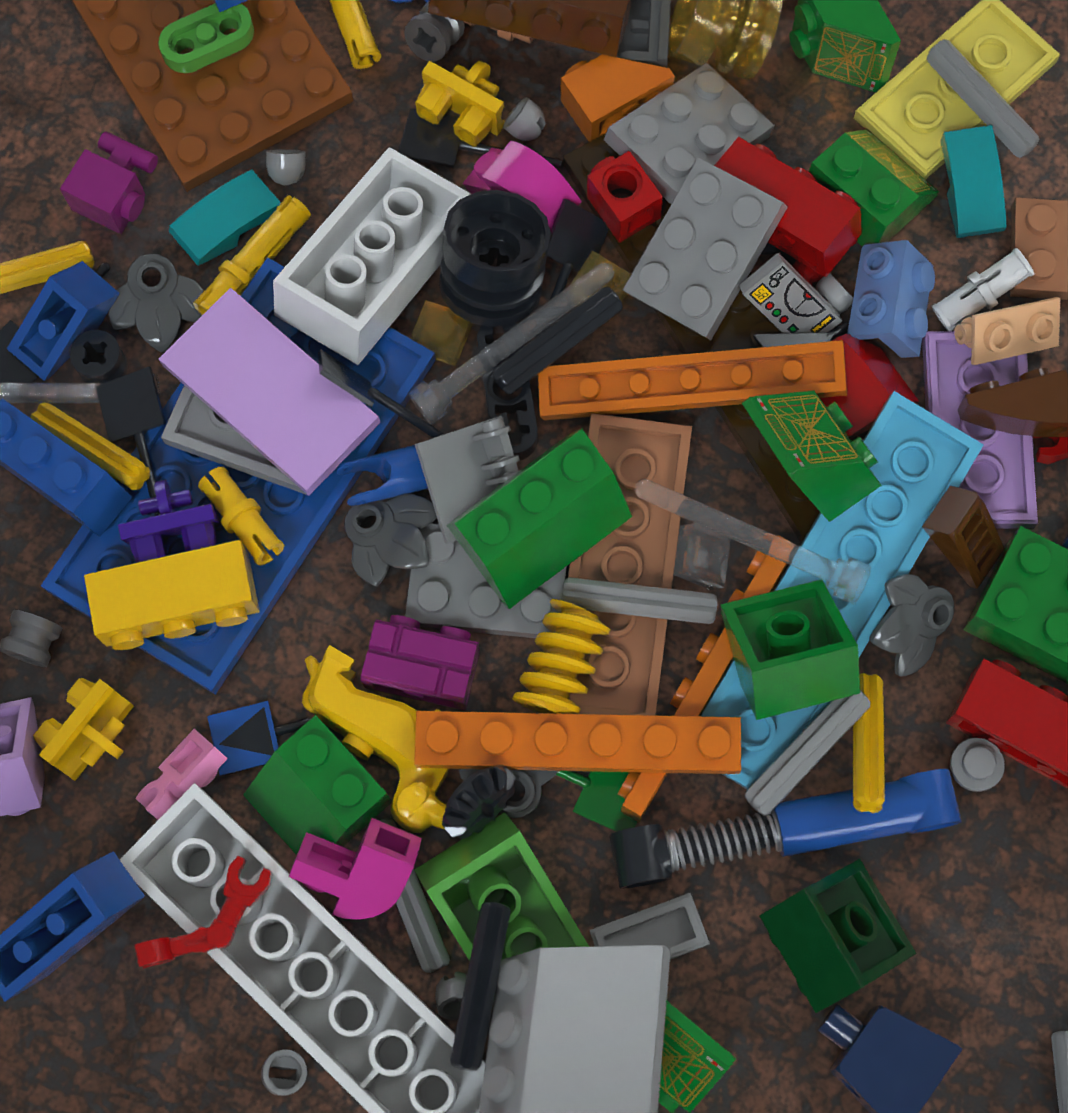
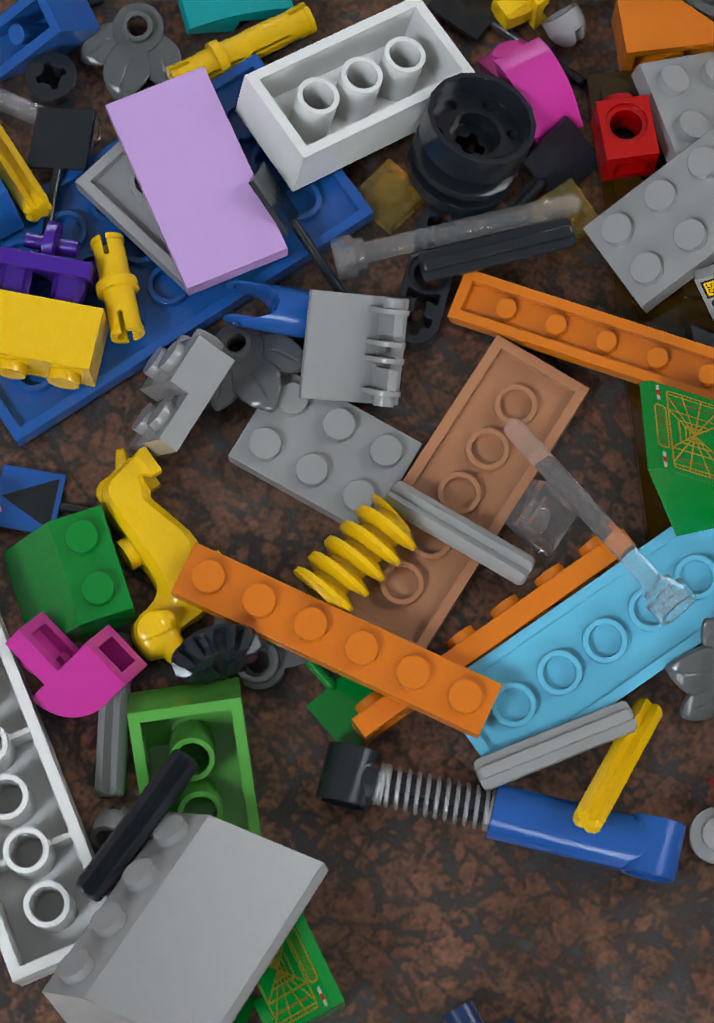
camera: 20 degrees right, 0 degrees up
(340, 577) = (182, 385): none -> light grey plate
(421, 662) = (225, 501): magenta brick -> none
(542, 518) = (400, 413): green slope -> none
(667, 924) = (347, 854): light grey tile -> none
(791, 649) = (581, 641): green slope -> none
(837, 935) = (503, 935): dark green slope -> none

